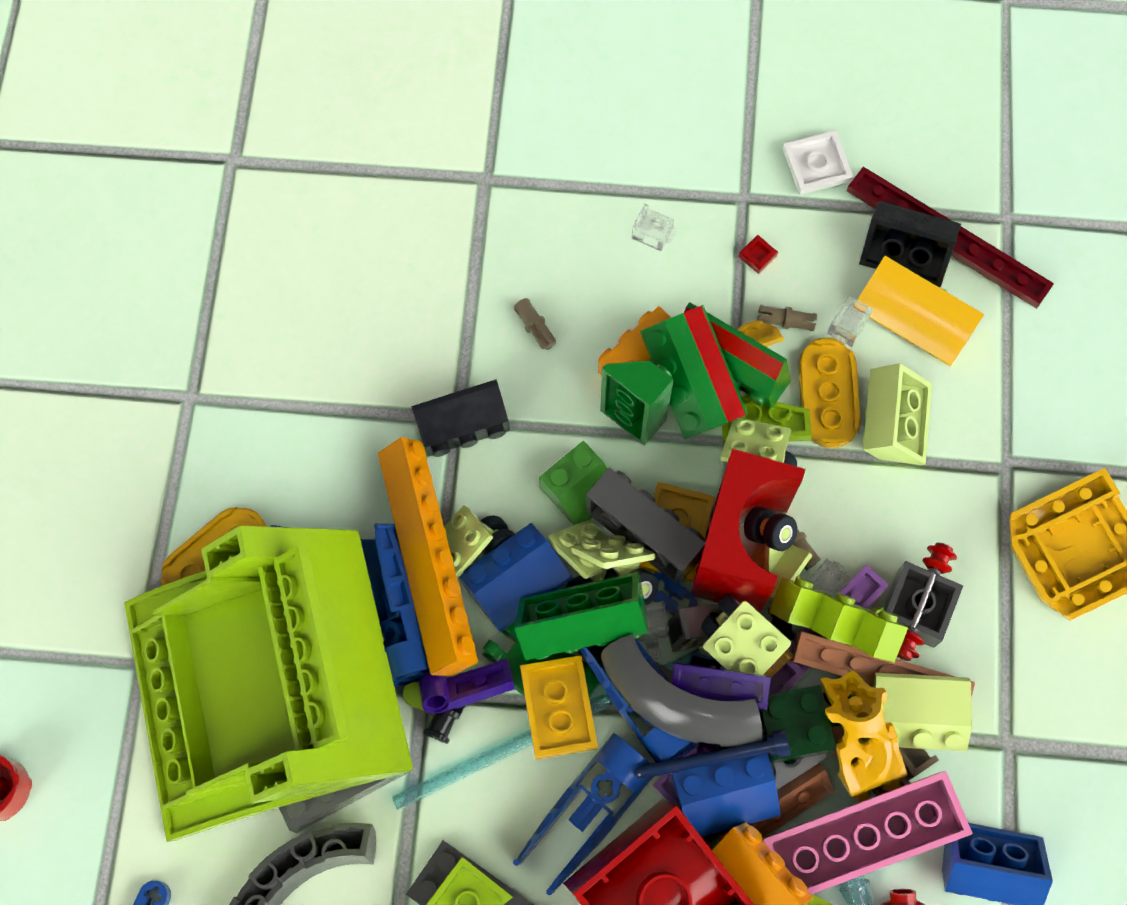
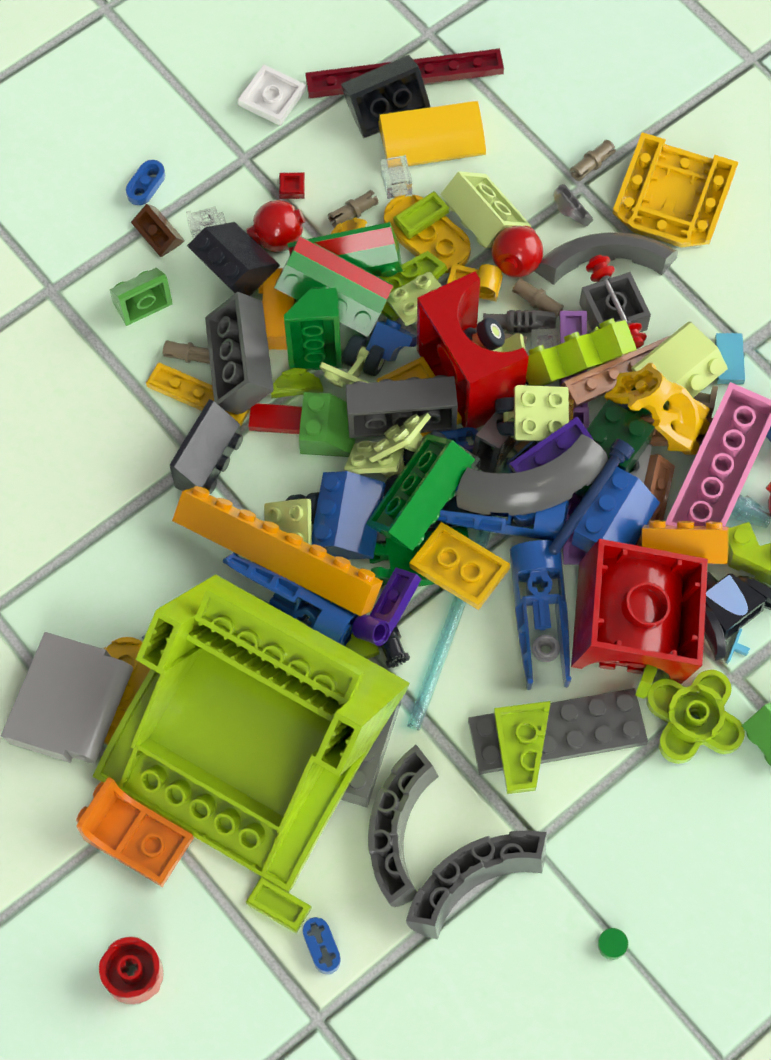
camera: 45 degrees left, 5 degrees down
(102, 677) = (132, 833): none -> orange bracket
(150, 845) = (278, 905): none -> lime tile
(160, 523) = (67, 700): none -> light grey piece
(510, 366) = (185, 388): none -> yellow tile
(542, 243) = (141, 296): none -> bright green slope
(546, 438) = (275, 418): none -> red tile
(556, 836) = (546, 640): none -> light grey plate
(564, 361) = (239, 353): none -> dark grey brick
(593, 424) = (296, 382): none -> lime tile
(614, 200) = (157, 230): none -> reddish brown slope
(640, 150) = (144, 184): none -> blue plate
(642, 276) = (234, 257): none -> black slope
(662, 452) = (356, 357): none -> plate
(699, 458) = (391, 338): none -> blue brick
(706, 278) = (276, 225): none -> red brick
(827, 475) = (489, 275): none -> yellow plate
(829, 540) = (524, 321): none -> dark grey hinge
(837, 373) = (421, 215): none -> lime tile
(864, 534) = (536, 297): none -> dark tan pin
(885, 477) = (517, 251): none -> red brick
(971, 541) = (611, 244): none -> dark grey brick
(976, 477) = (570, 206): none -> flat silver plate
(984, 741) = (732, 351): none -> medium azure tile
(1038, 453) = (592, 160): none -> dark tan pin

